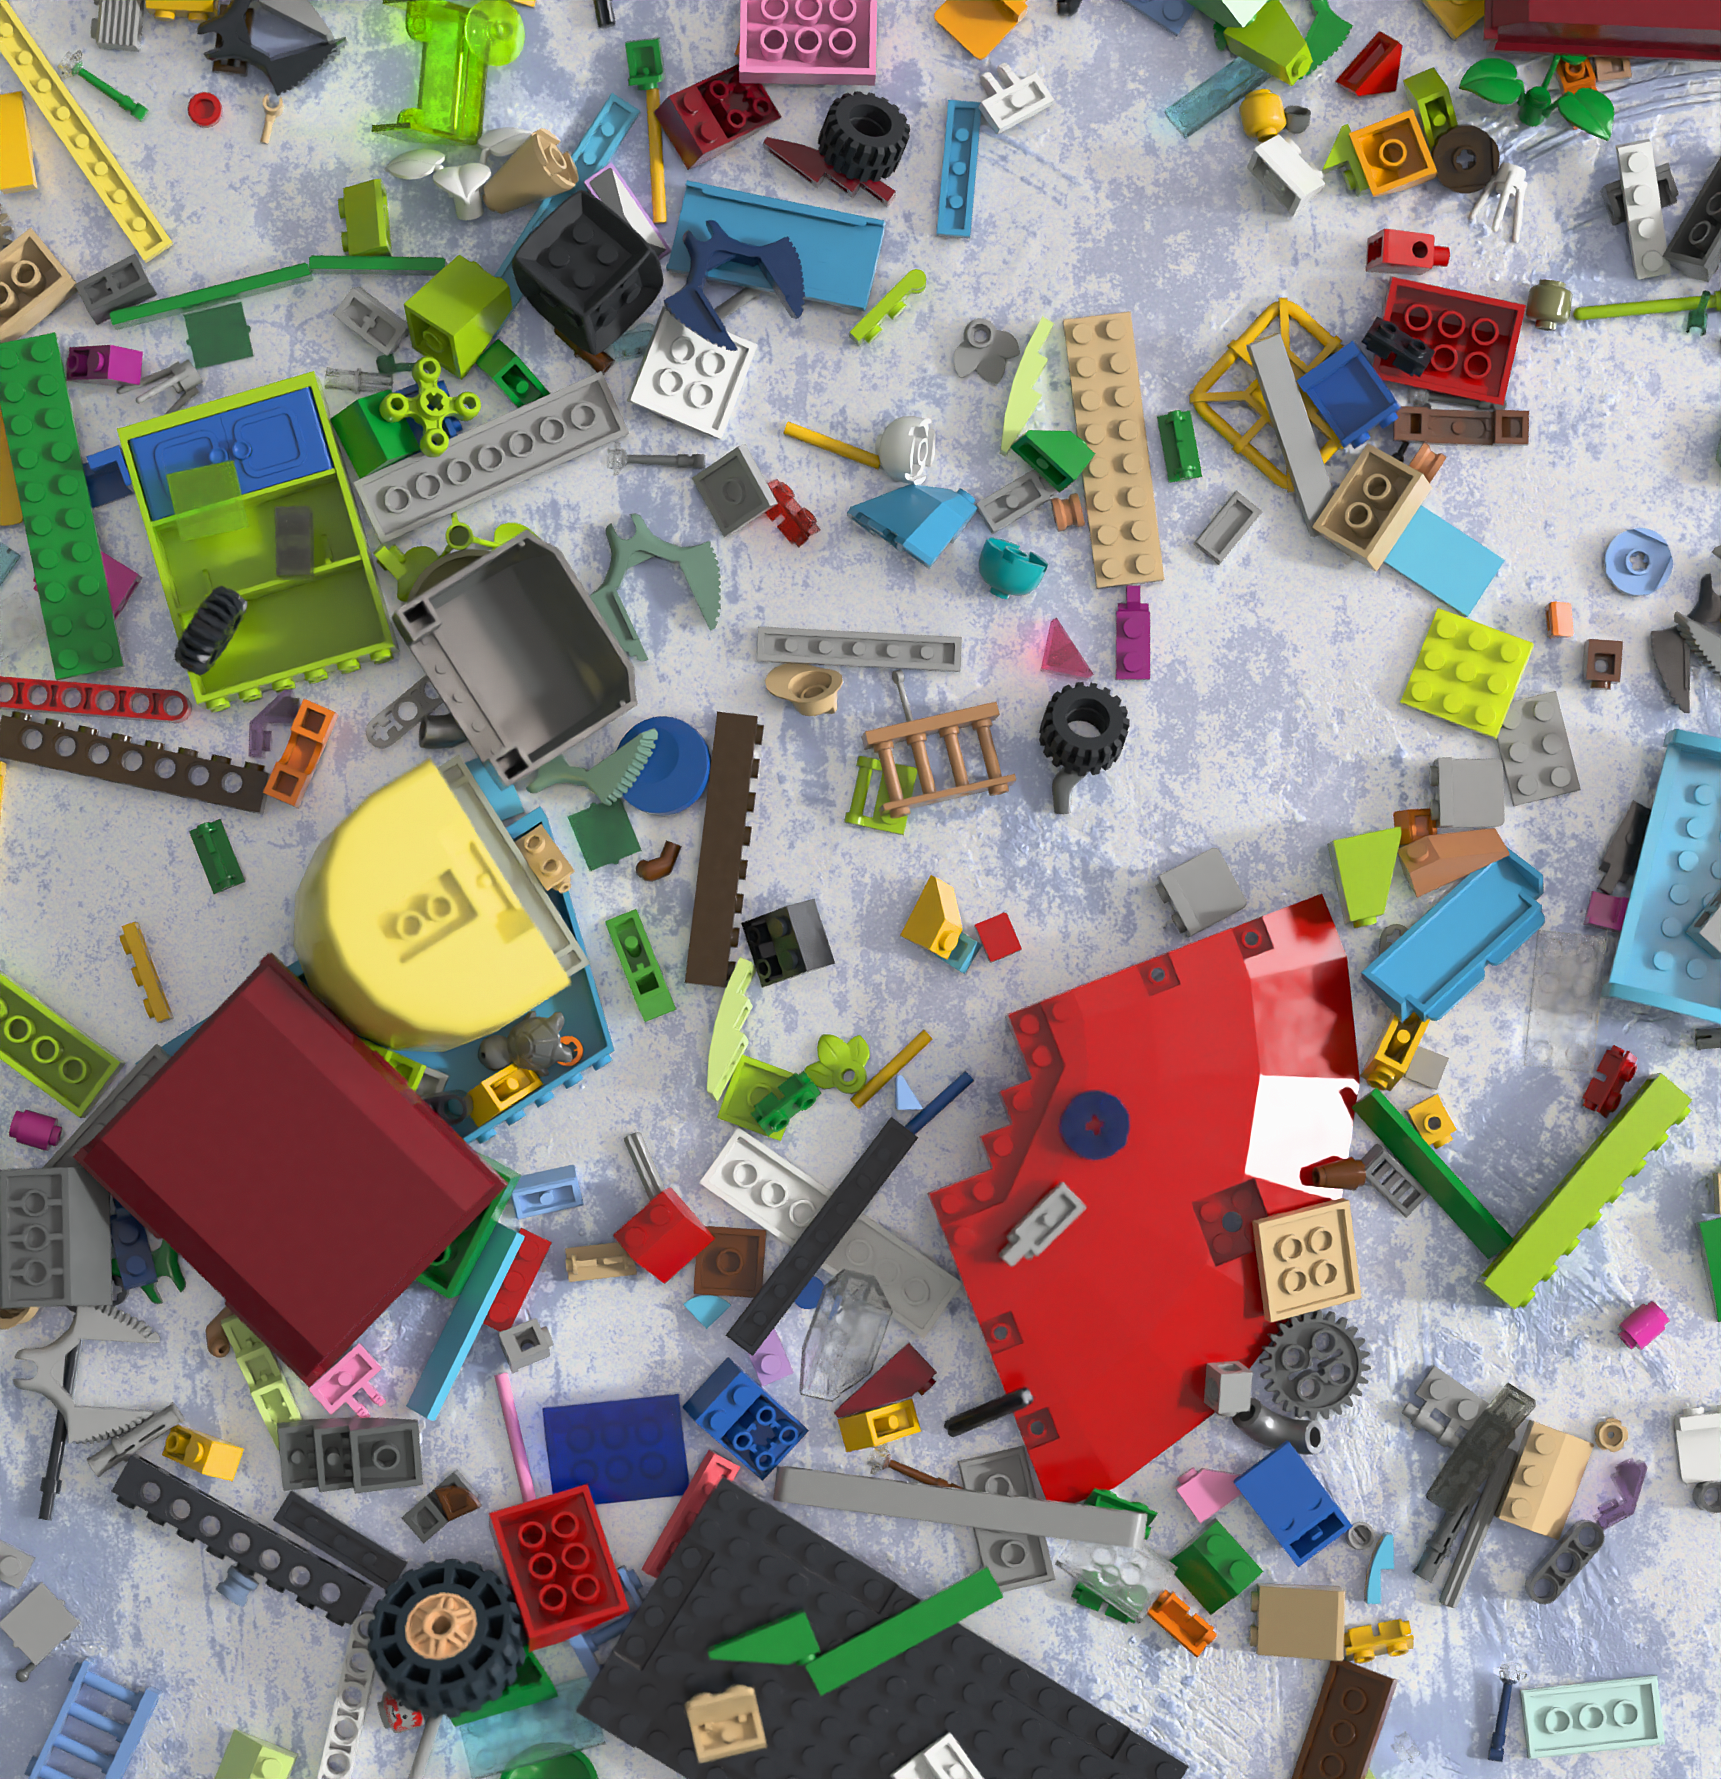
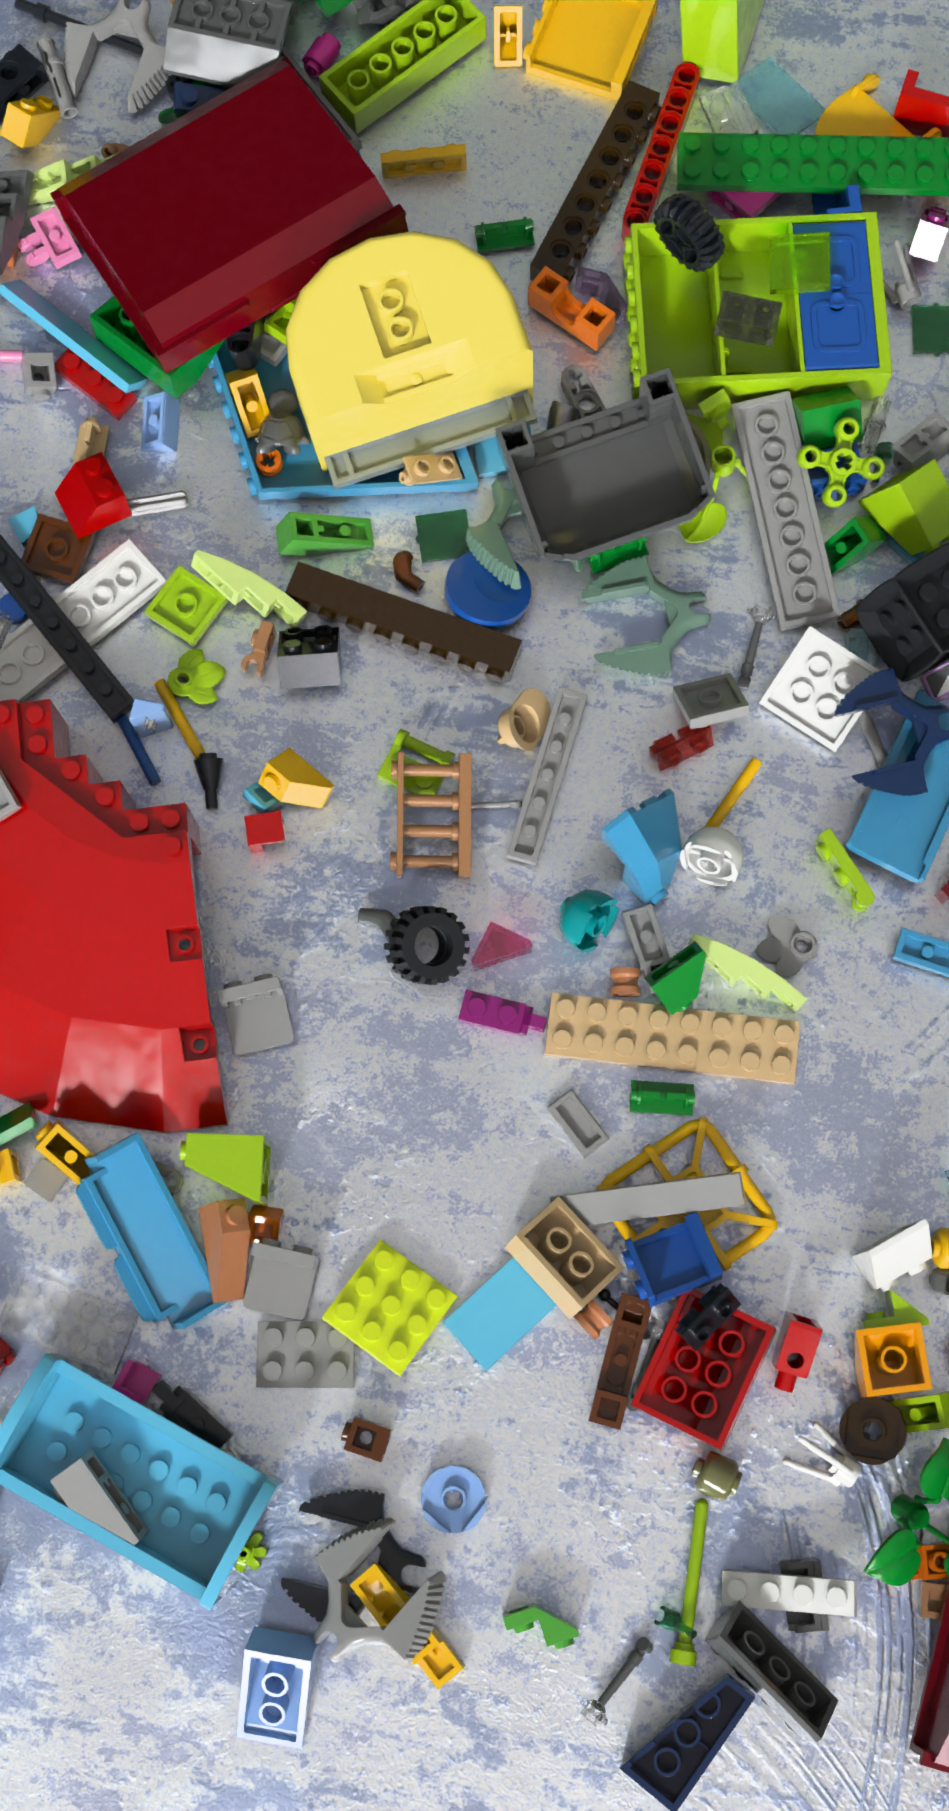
camera: 110 degrees right, 10 degrees down
(783, 1000) = (262, 643): none -> medium nougat plate
(798, 1094) = (167, 607): green hinge -> none
(943, 1019) = (209, 773): none -> black cone
(1079, 1112) = (48, 861): clear blue plate -> none
(1559, 620) = (417, 1409): slope -> none

